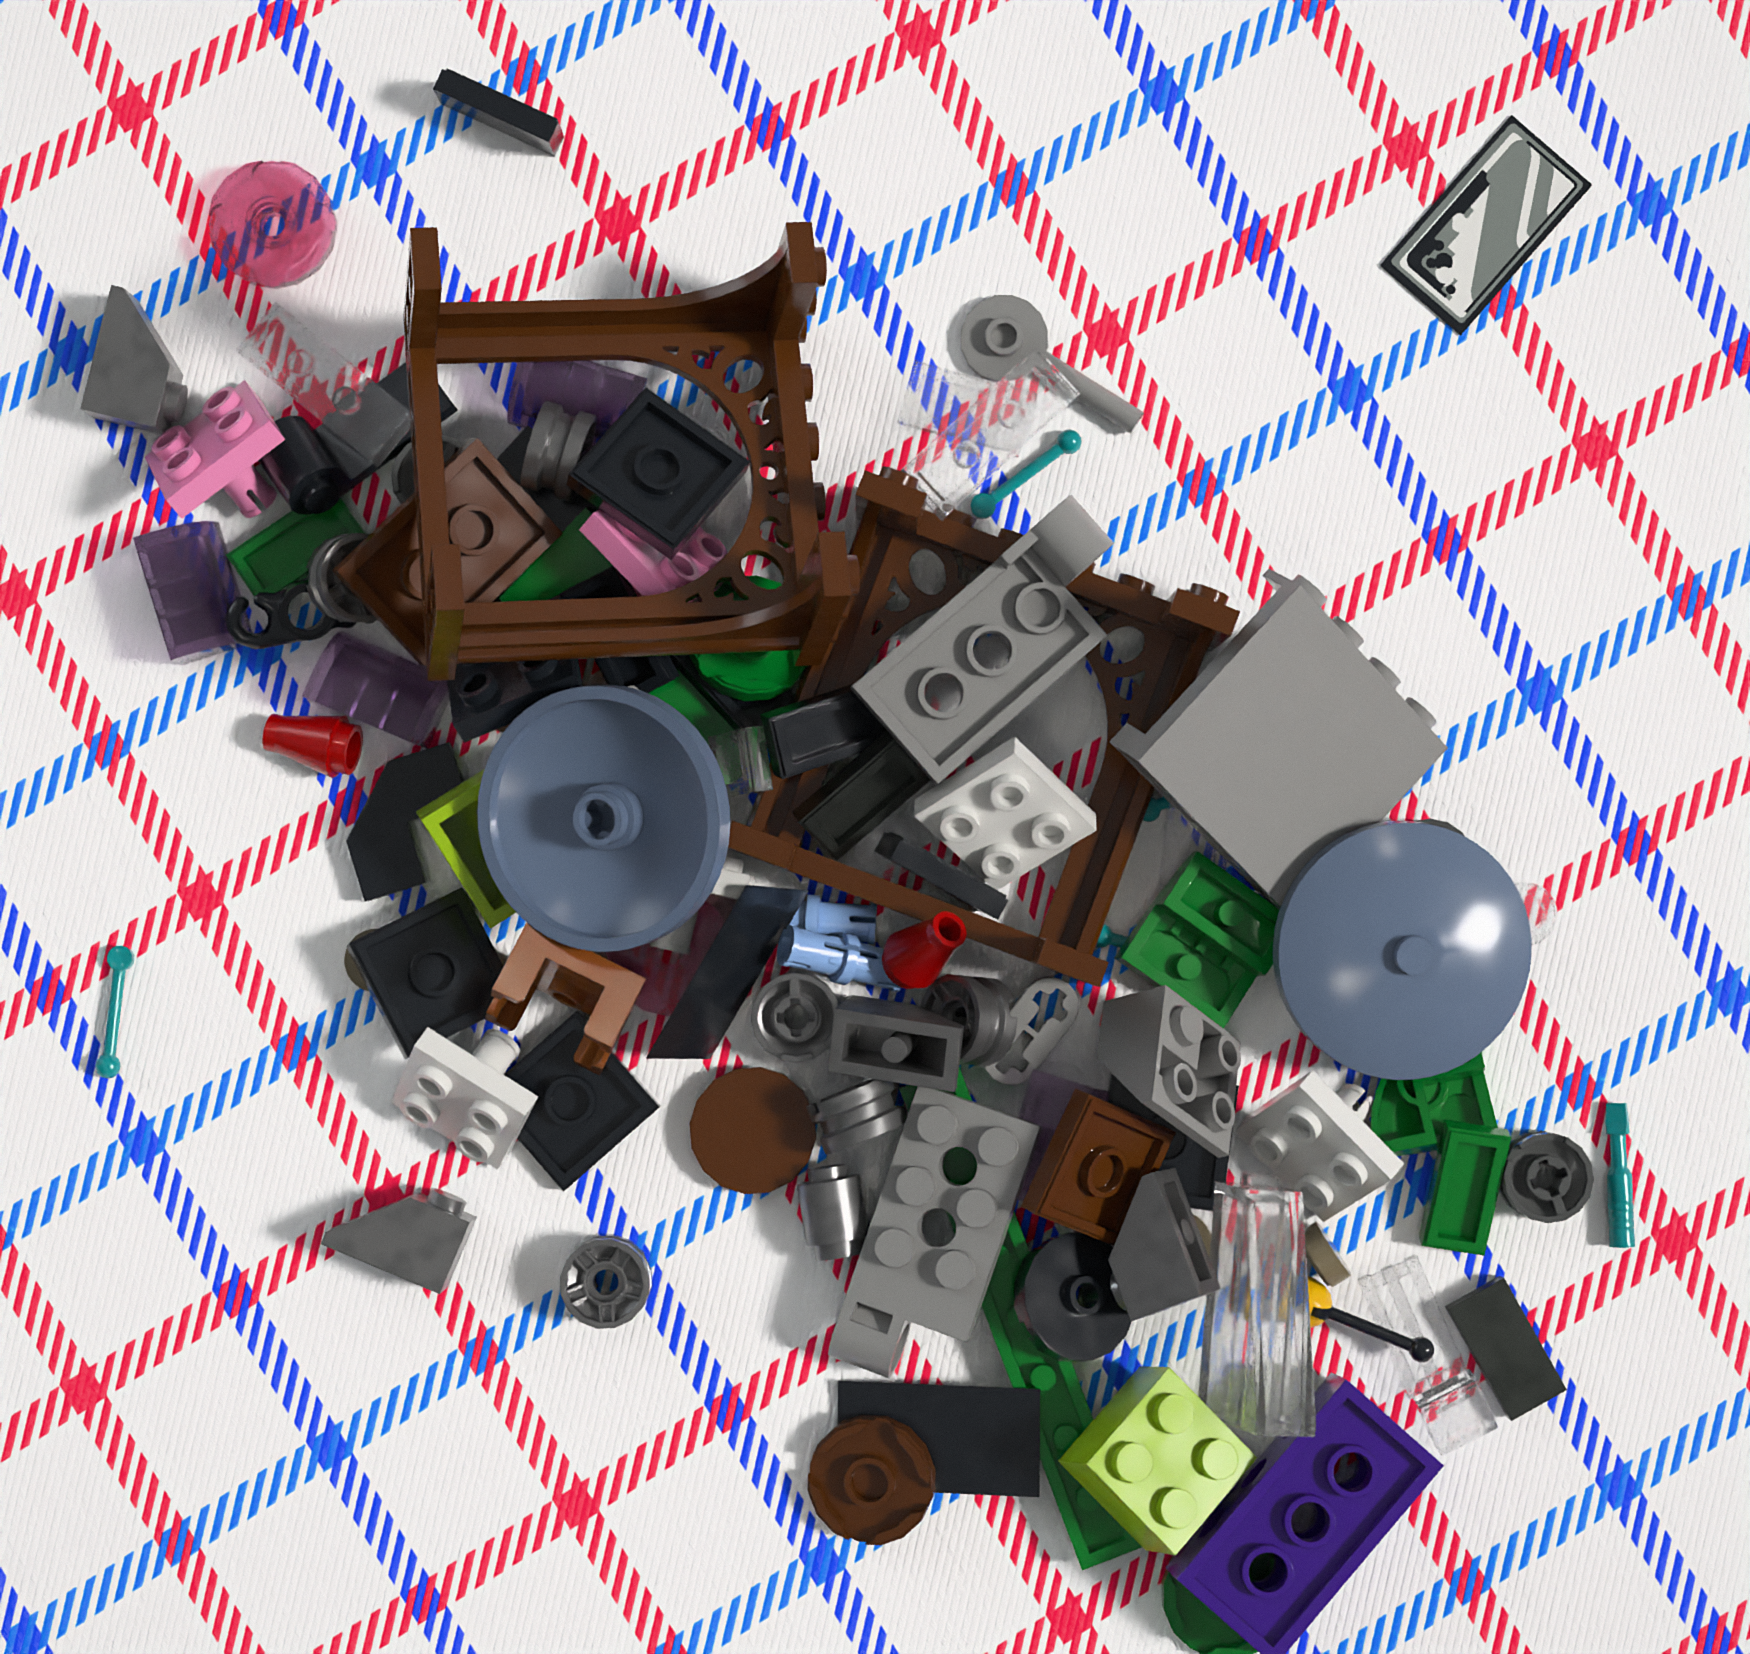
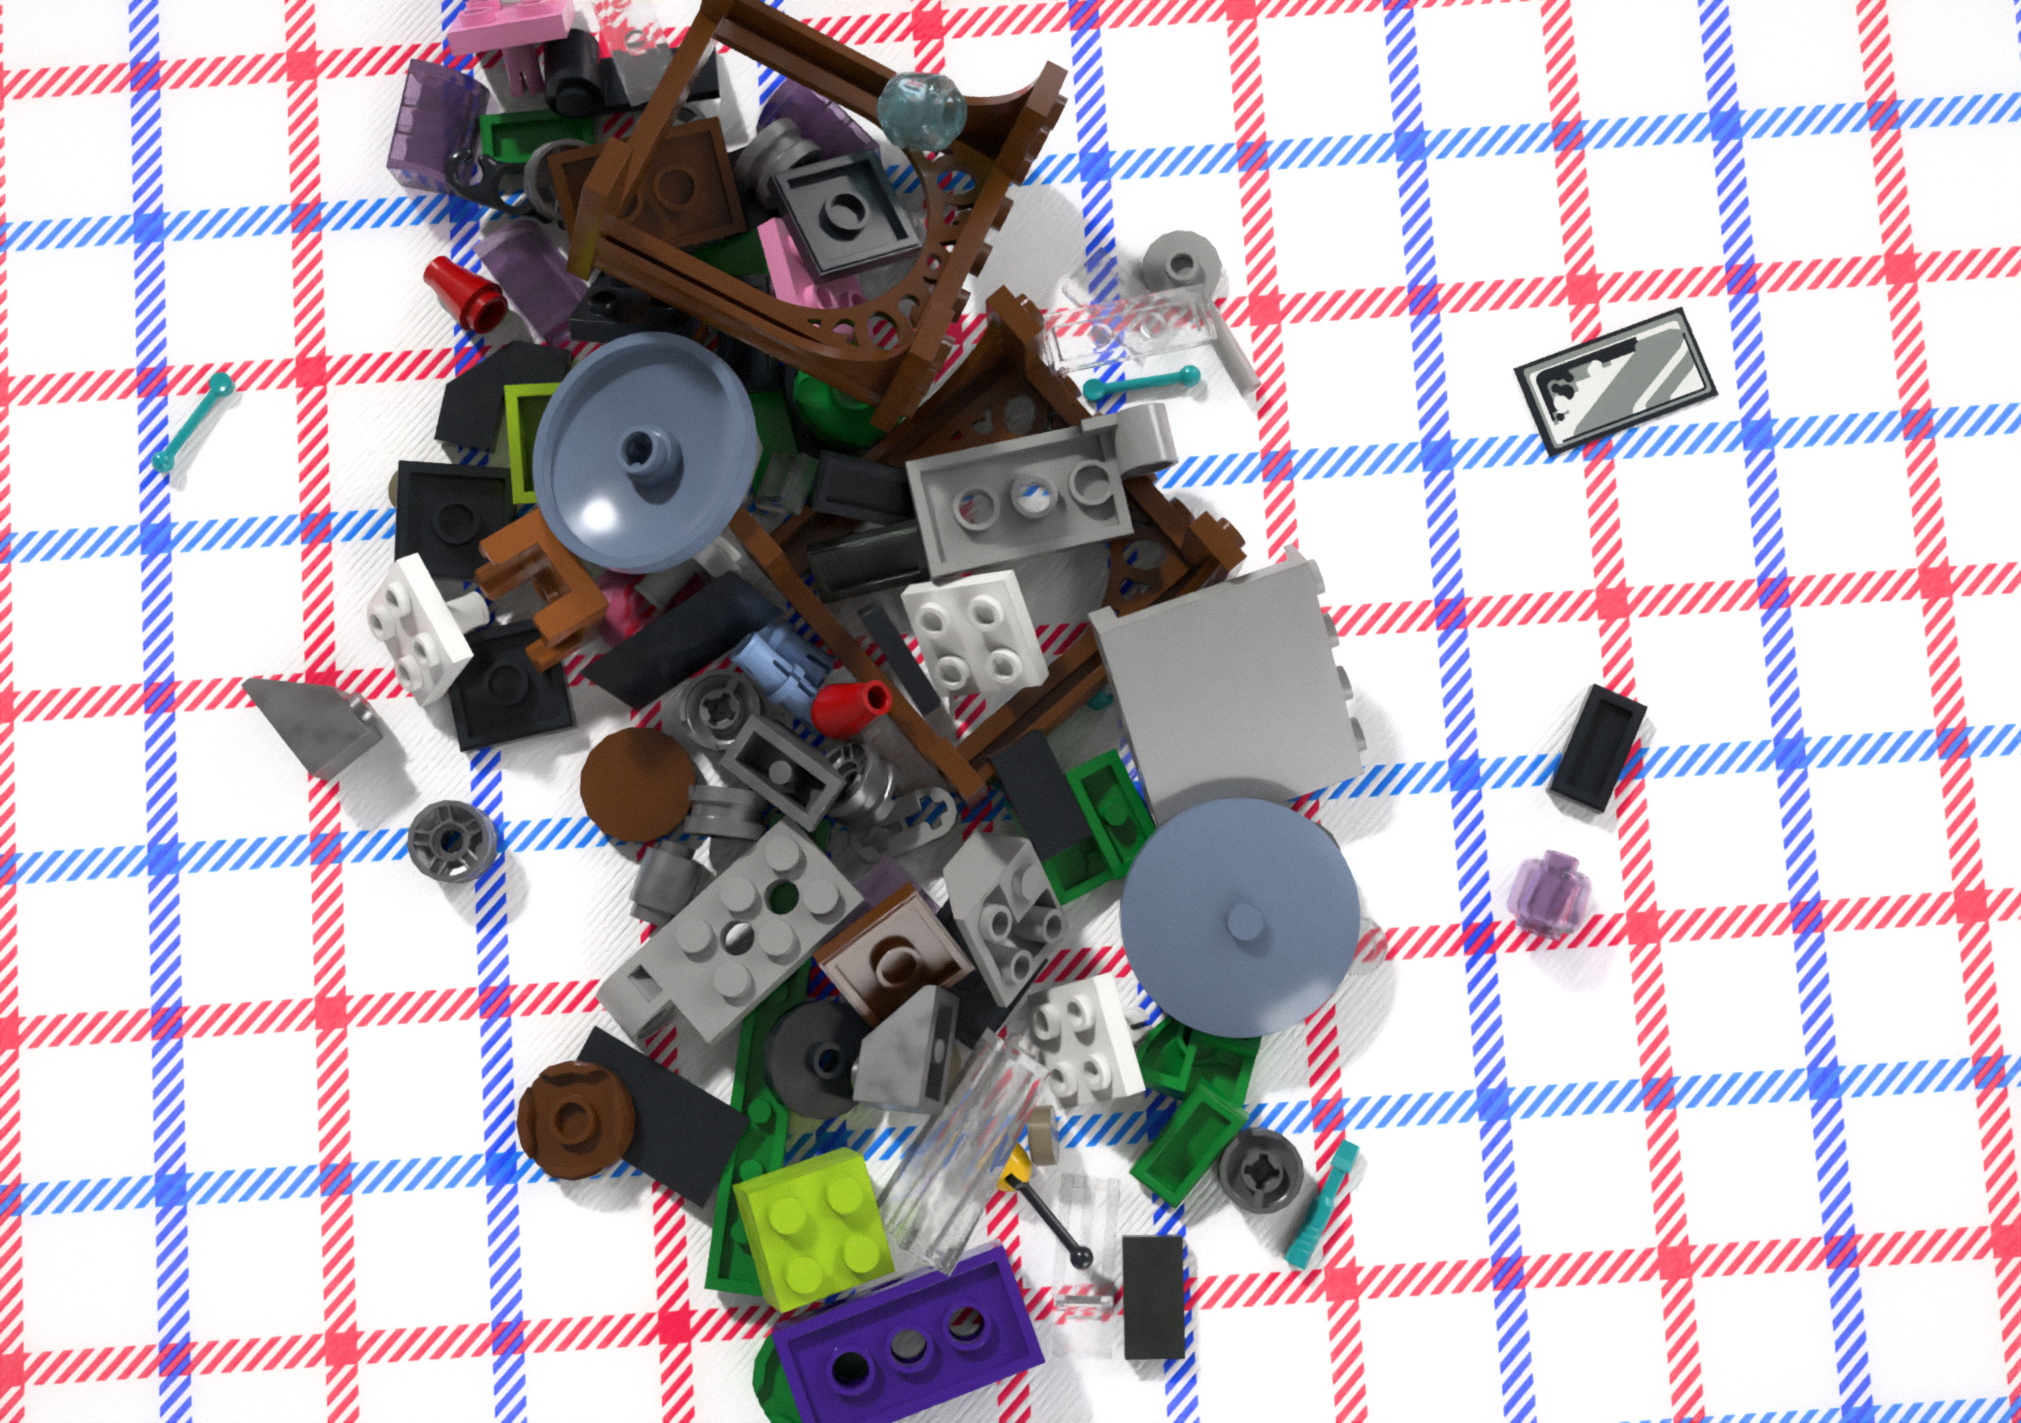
camera: 35 degrees right, 5 degrees down
(679, 329) = (921, 111): none -> clear light blue head
(1149, 935) = (1039, 794): none -> black tile
(1653, 600) = (1596, 748): none -> black tile
(1683, 769) = (1549, 895): none -> clear purple head

